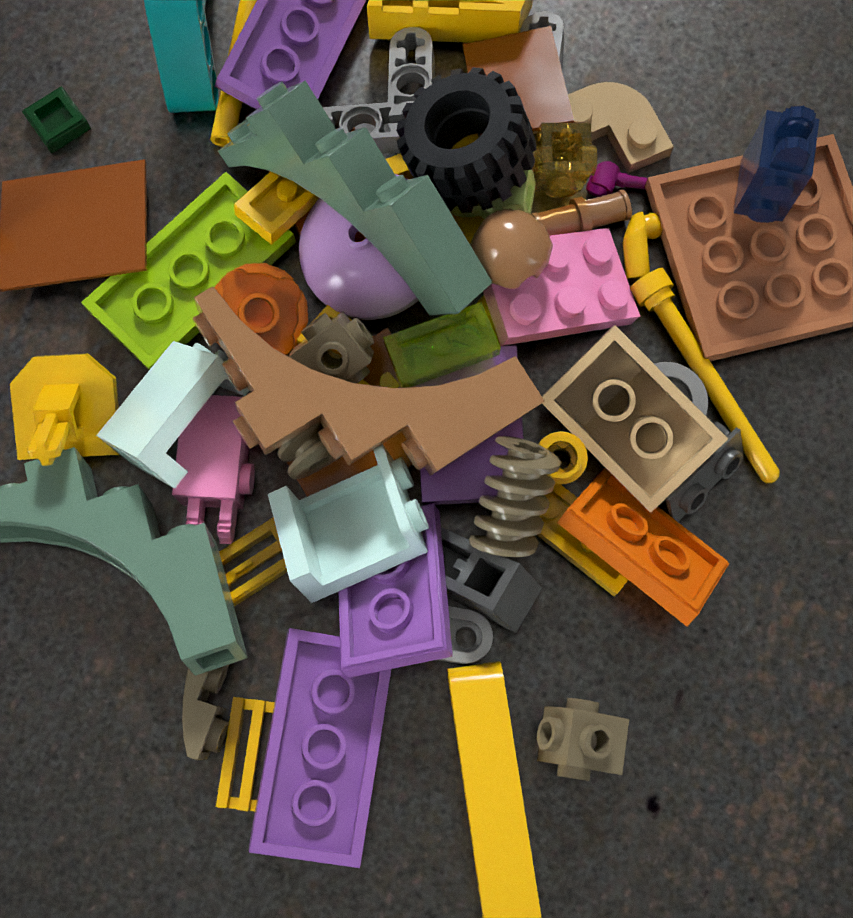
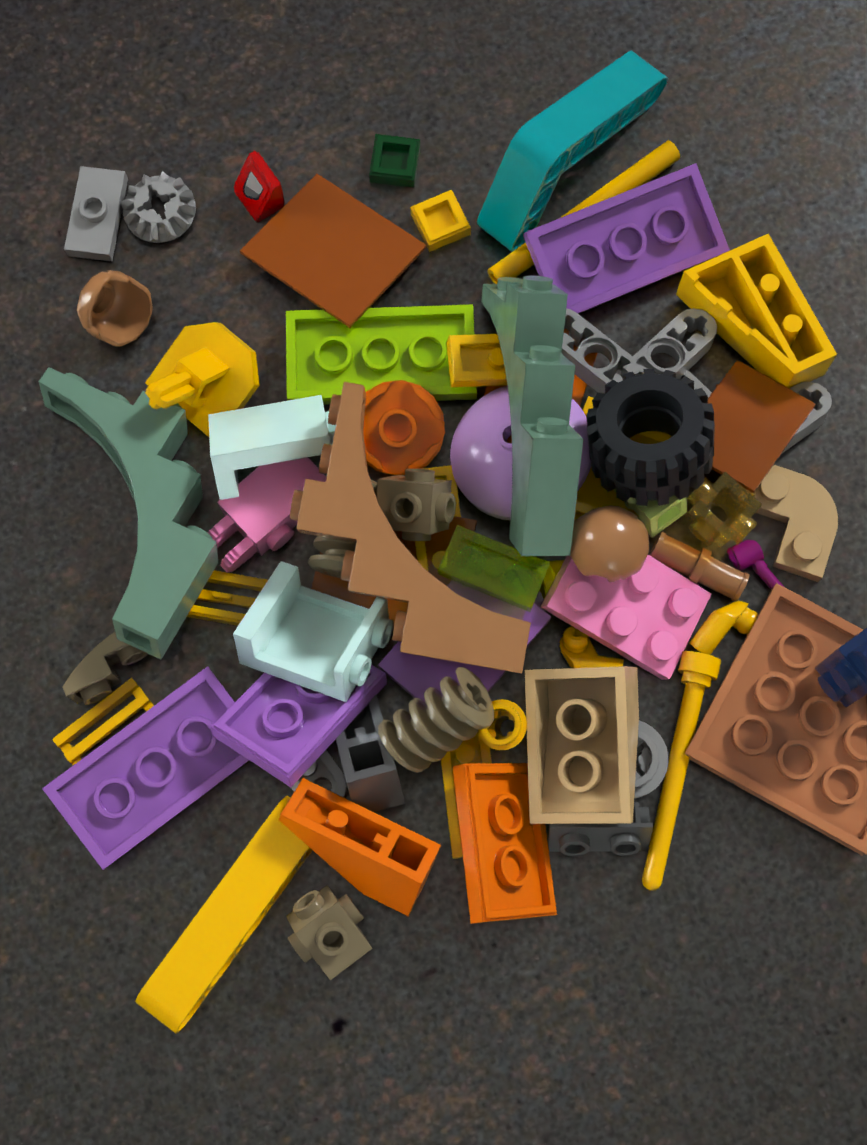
camera: 45 degrees right, 0 degrees up
(137, 134) = (440, 220): none -> yellow tile
(546, 649) = (361, 845): none -> orange slope
(557, 357) = (581, 653): none -> yellow arm

